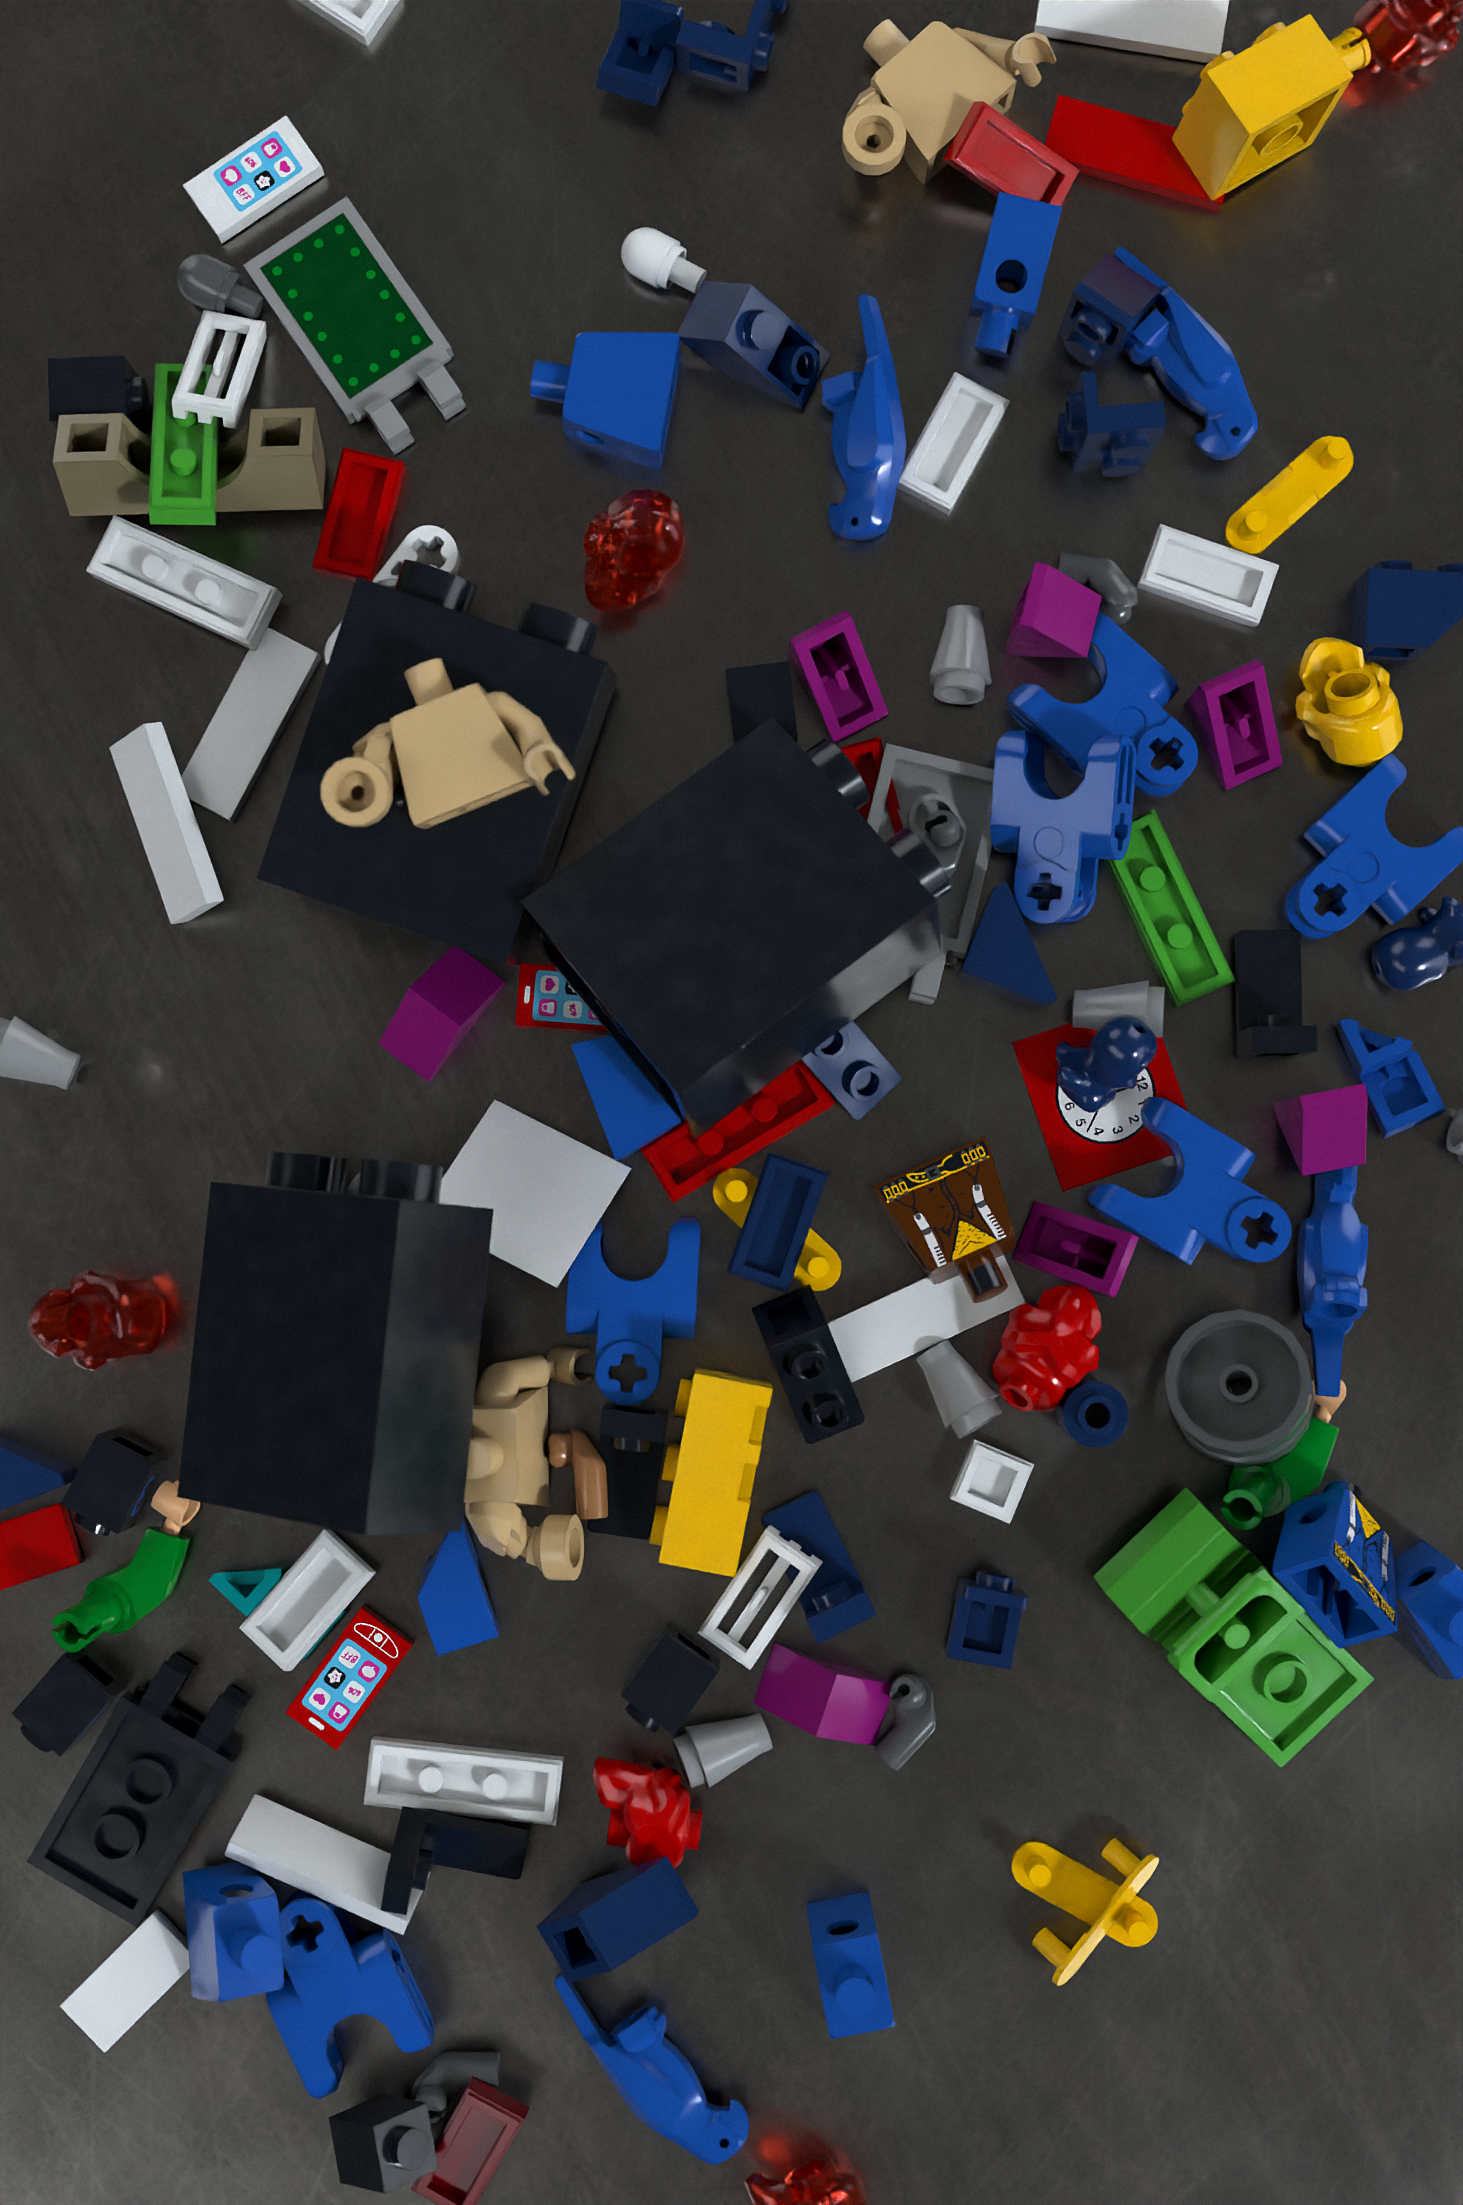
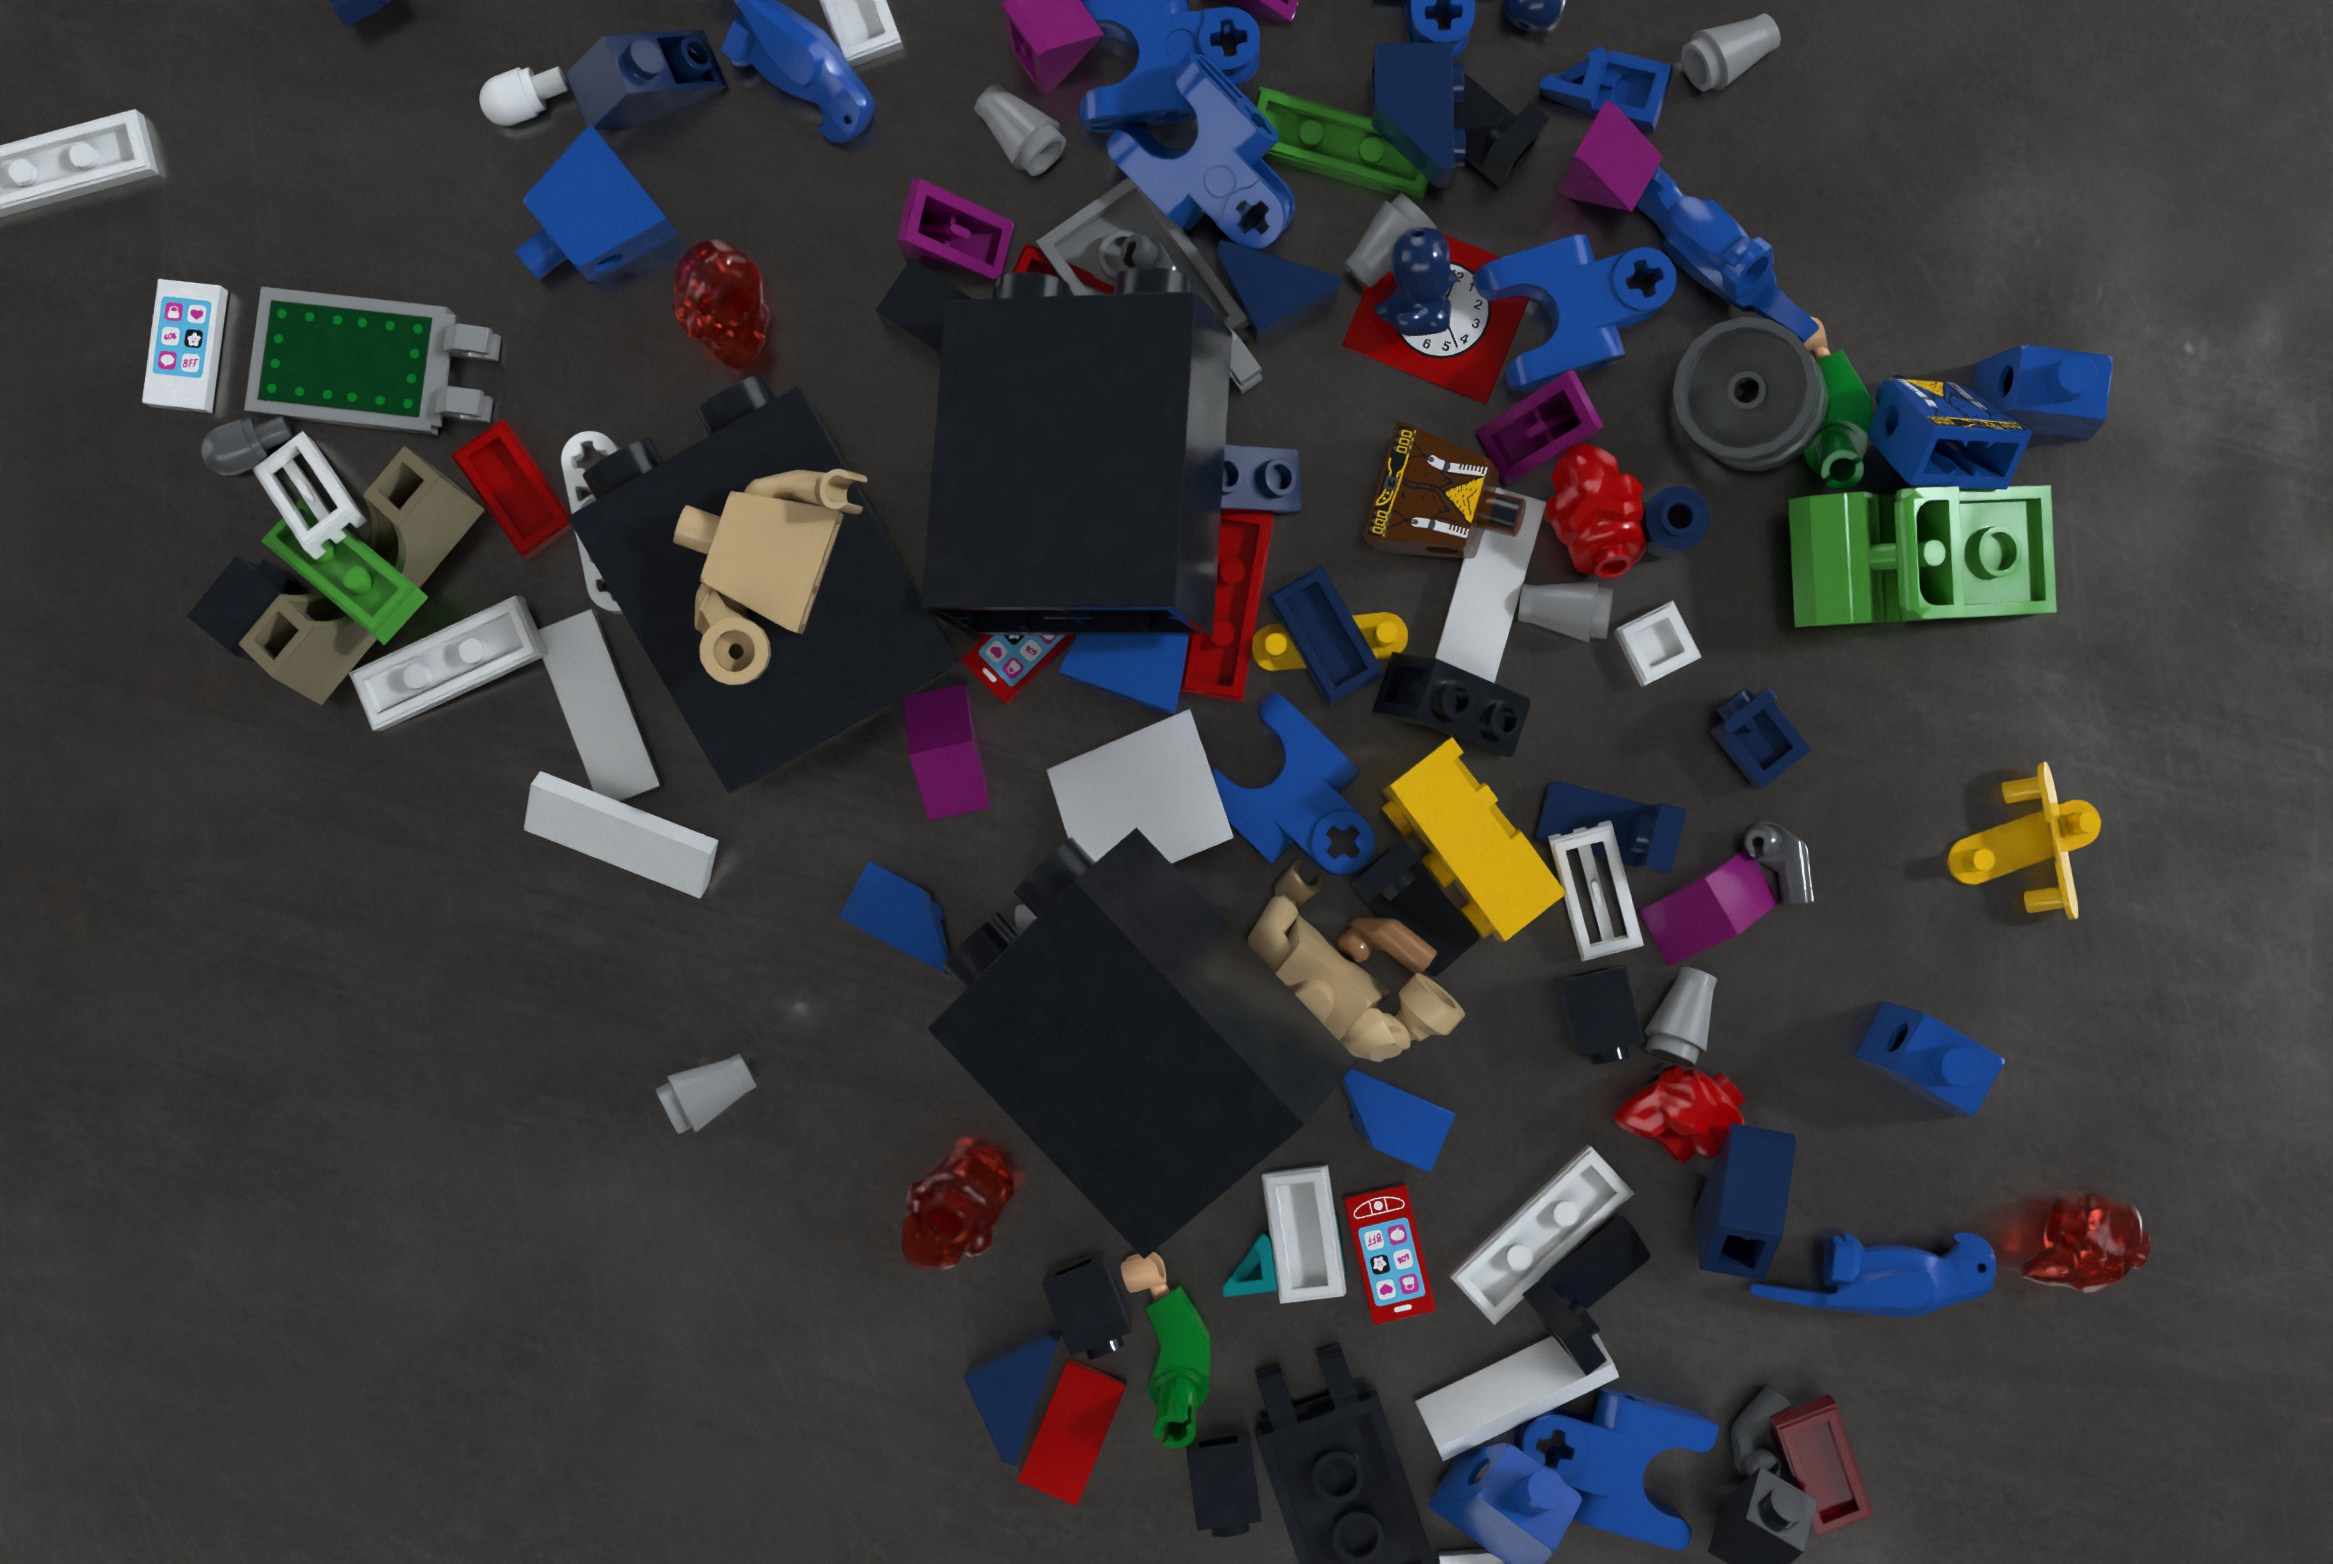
camera: 45 degrees left, 0 degrees up
(286, 1084) = (898, 915): none -> blue slope
(1239, 939) = (1415, 103): none -> dark blue slope

